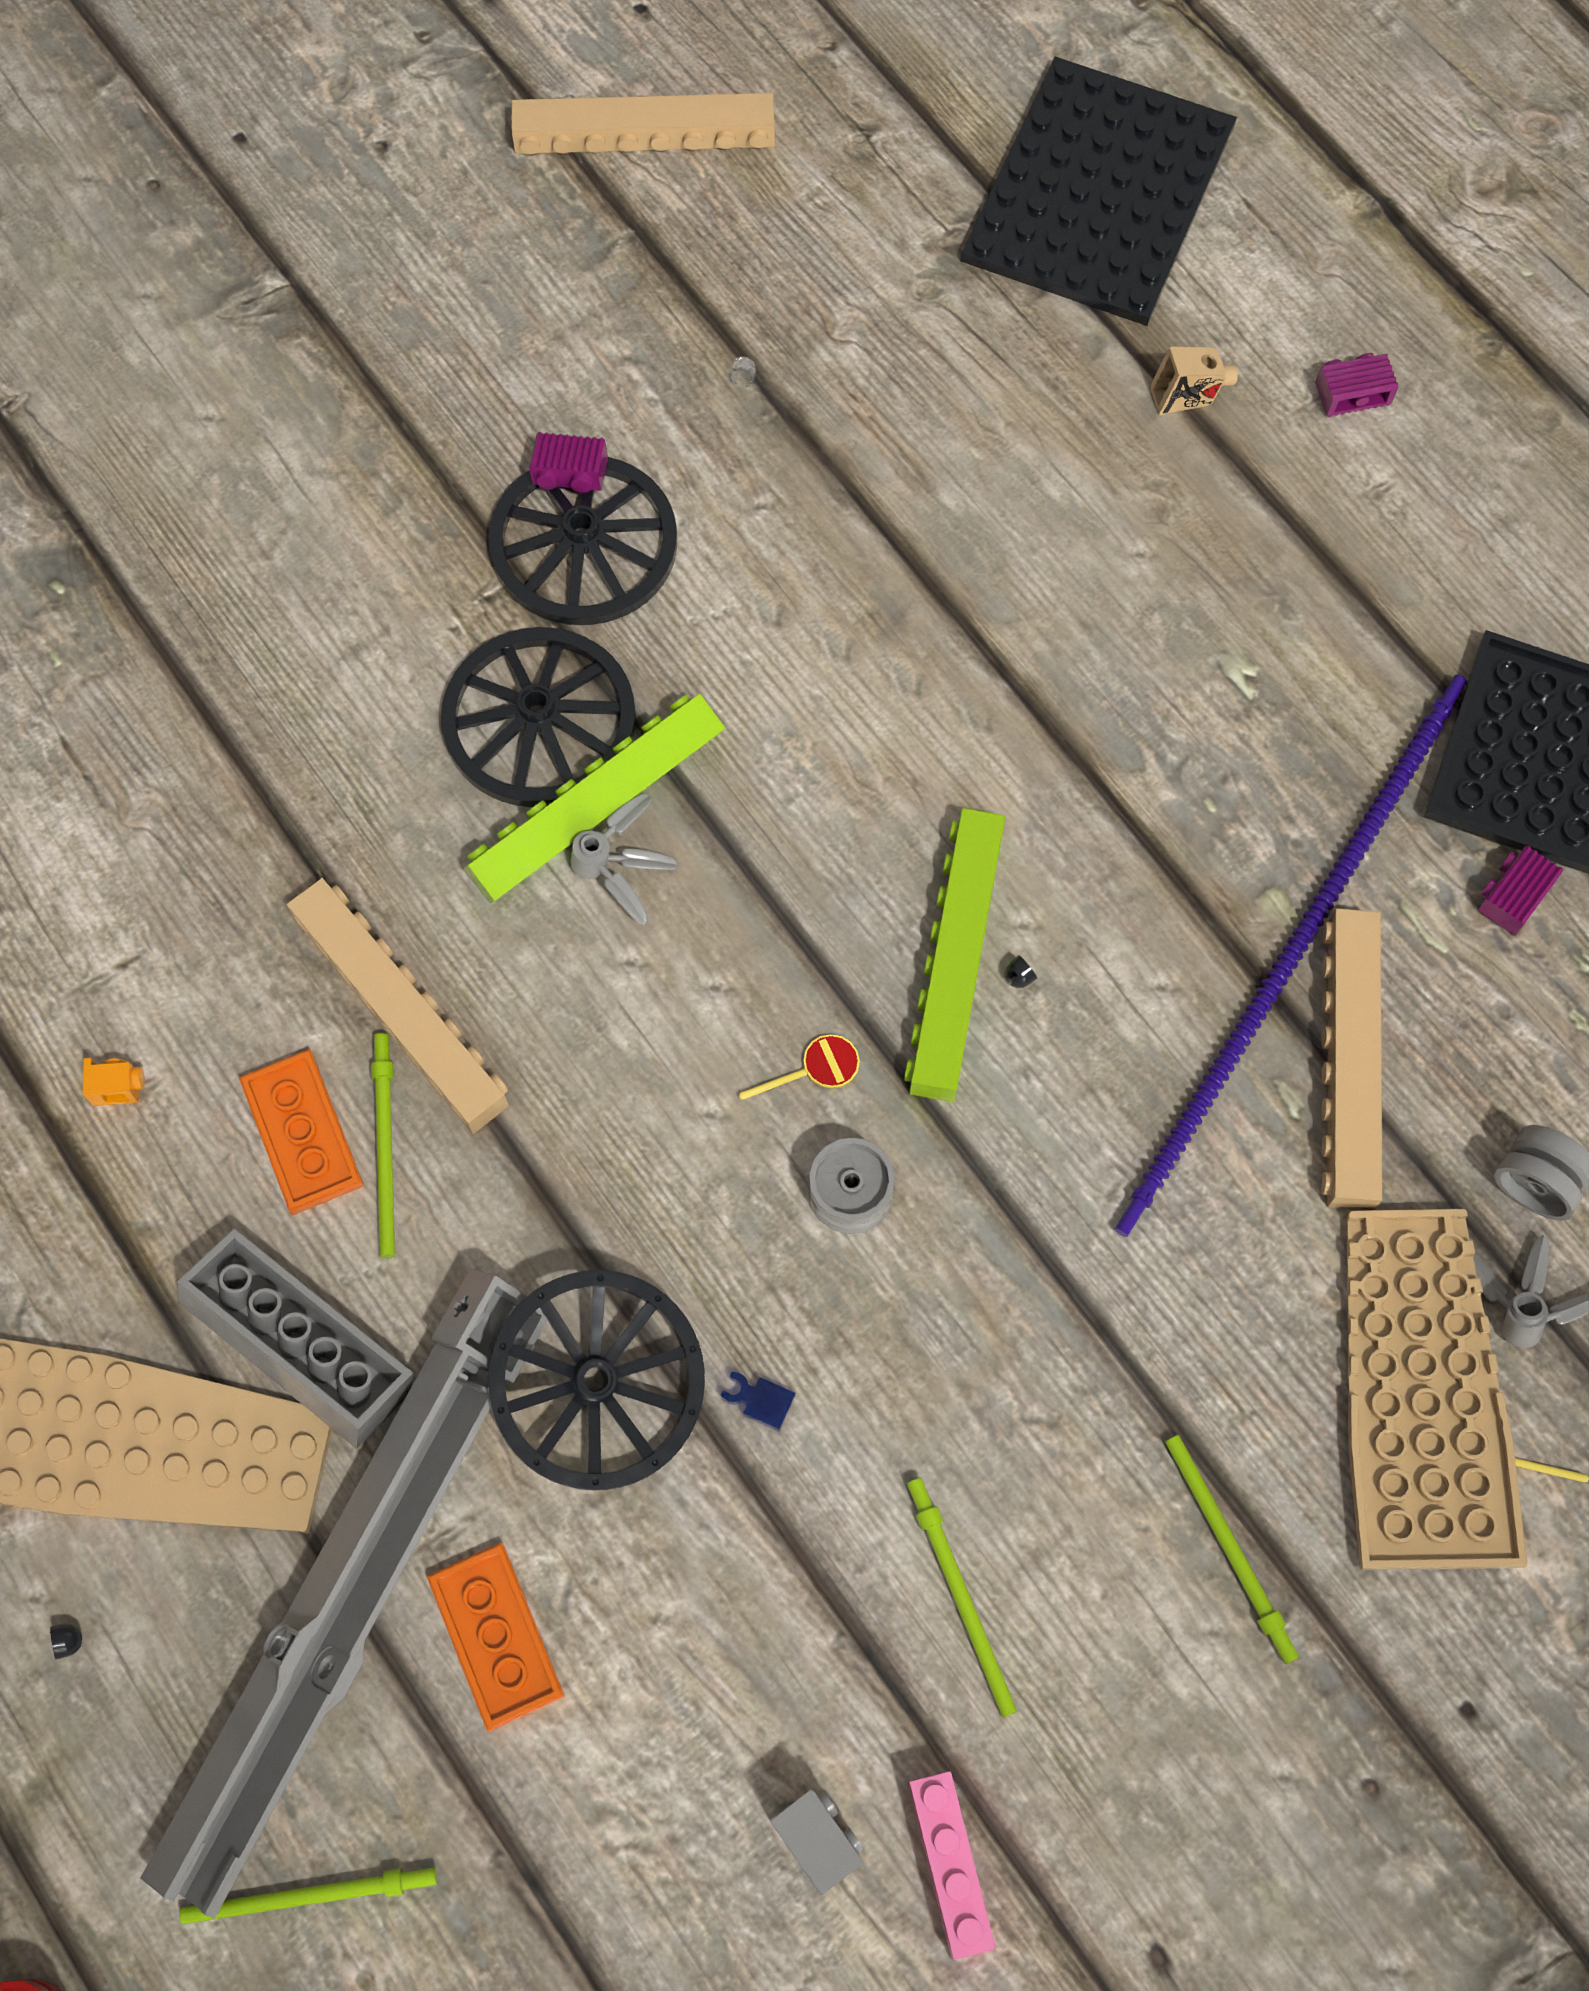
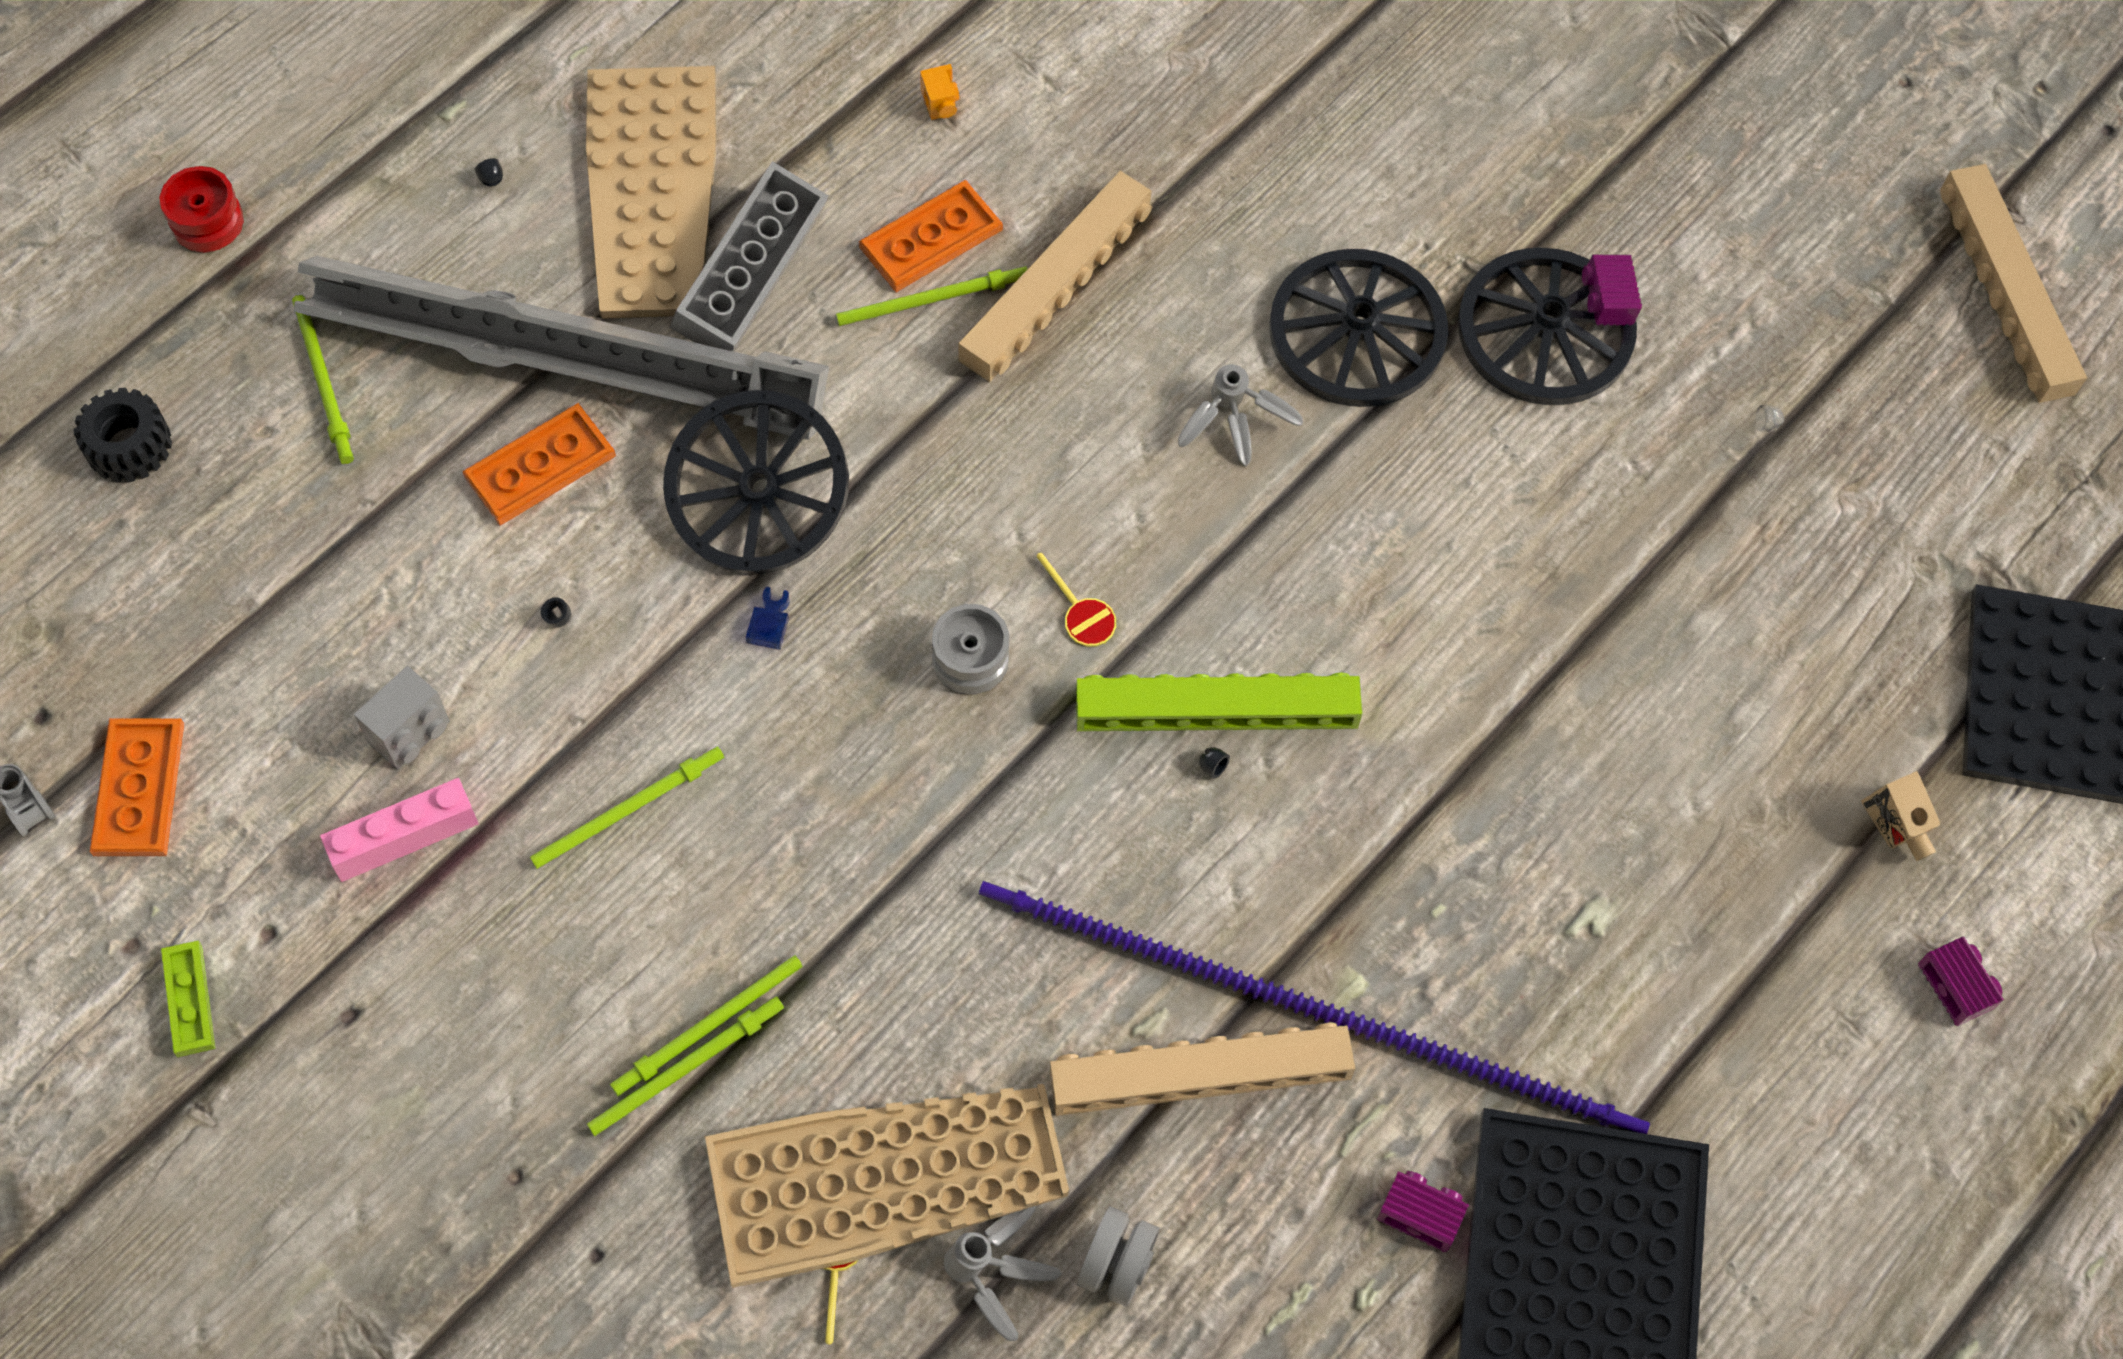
camera: 75 degrees right, 5 degrees down
(593, 798) = (1299, 385): lime brick -> none
(707, 1650) = (549, 615): none -> black hinge
(1237, 1504) = (747, 1024): none -> lime bar

